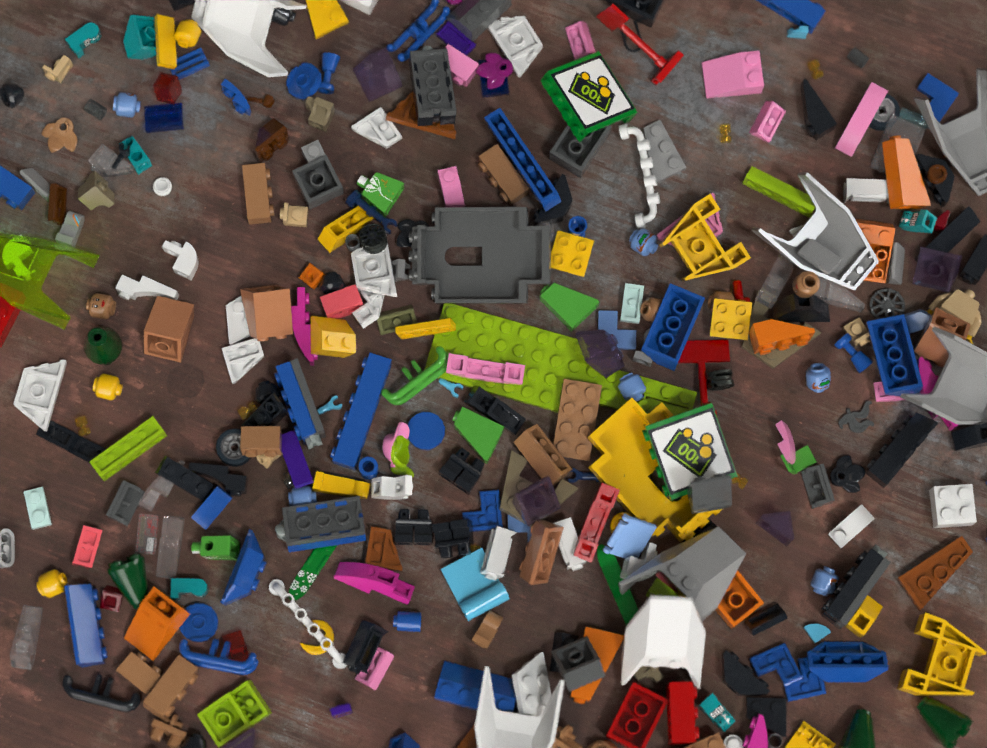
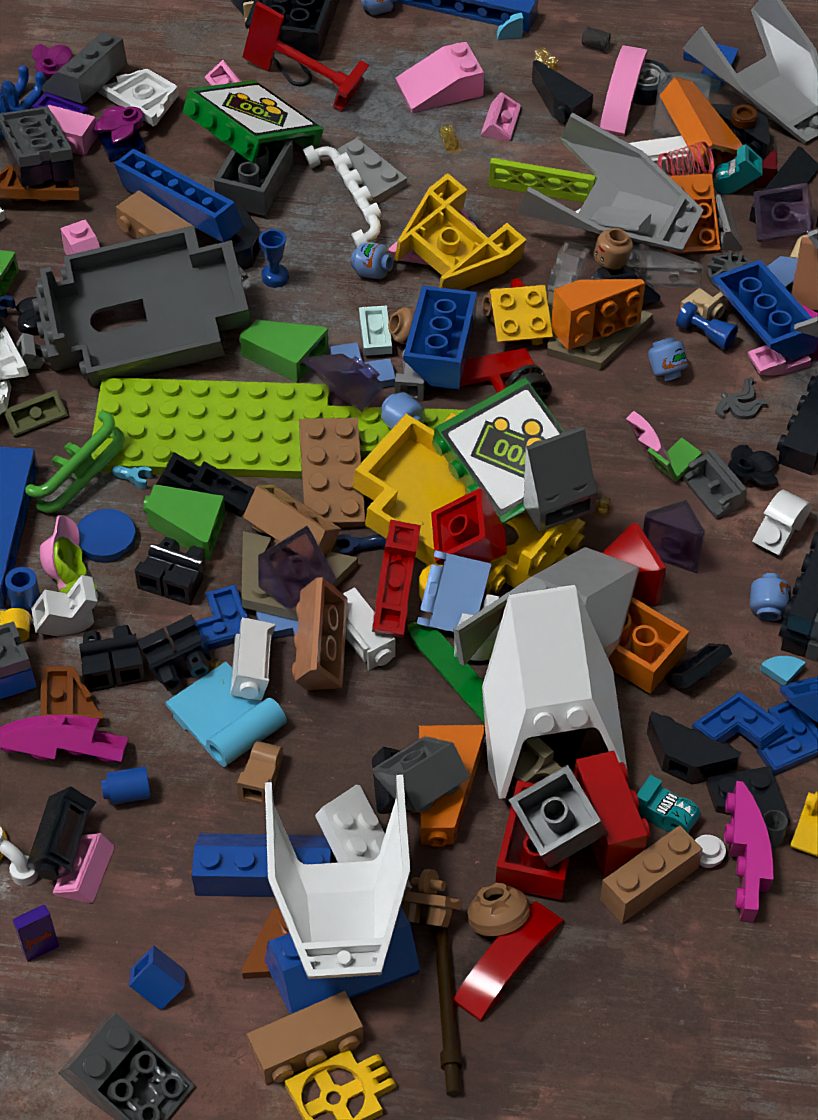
camera: 10 degrees left, 25 degrees down
(425, 328) = (78, 405): yellow tile -> none
(485, 370) = (178, 438): bright pink slope -> none
(571, 253) = (272, 286): yellow hinge -> none
(647, 500) = (469, 529): none -> red slope
(647, 721) = (558, 816): none -> dark grey brick
(746, 538) = (636, 549): none -> red slope
(872, 210) = (700, 159): none -> coral piece

